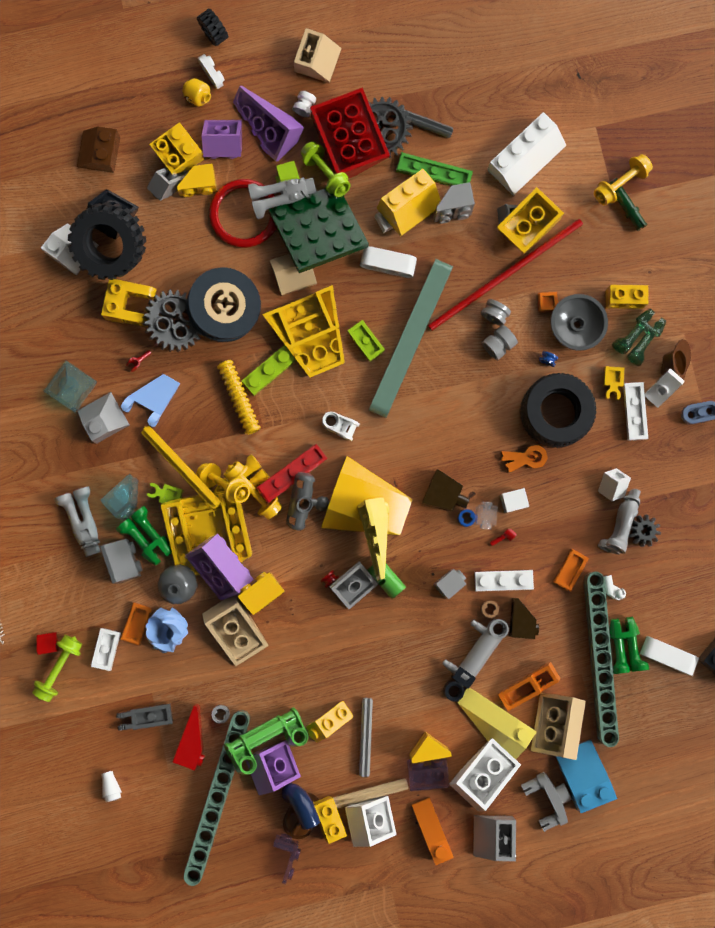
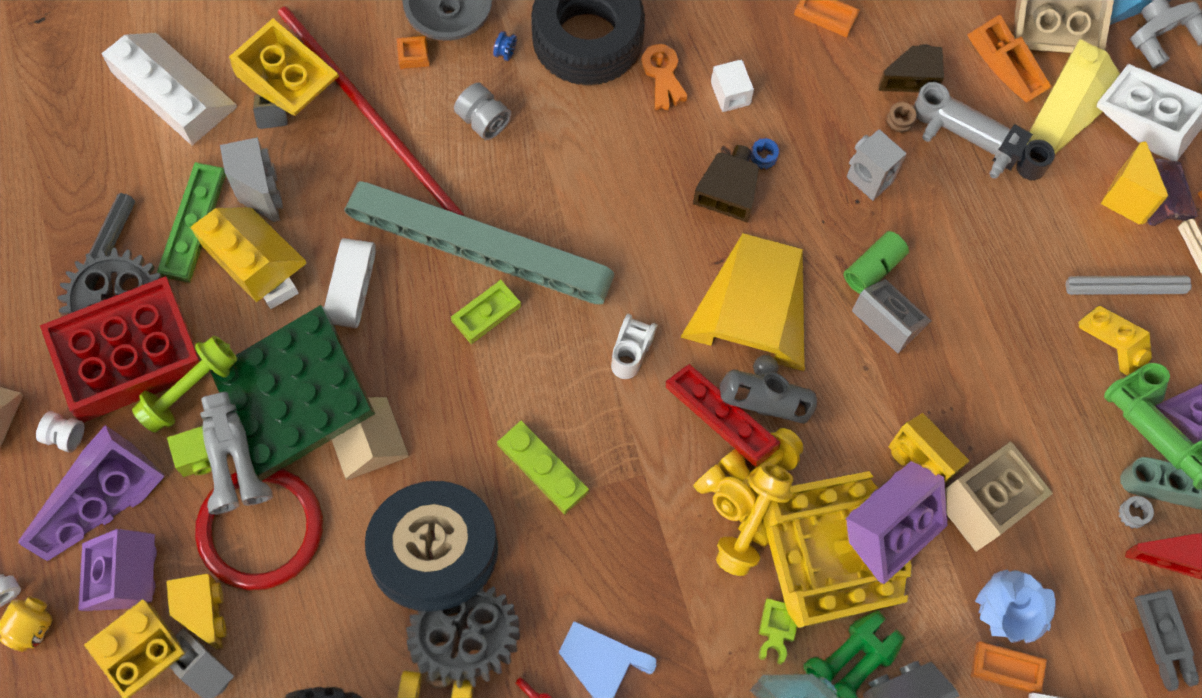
camera: 90 degrees left, 15 degrees down
(177, 584) = (933, 596): dark grey cylinder -> none
(178, 464) = (729, 600): yellow axle -> none
(238, 396) = (594, 513): yellow piece -> none
(310, 331) = (470, 398): yellow wedge -> none
(329, 578) = (888, 349): red bush -> none
(375, 525) = (806, 270): light yellow wedge -> none
(486, 515) = (759, 121): clear brick -> none
(495, 312) = (433, 117): light grey wheel -> none
(504, 580) = (854, 99): white plate -> none
(509, 534) = (782, 96): red hand -> none

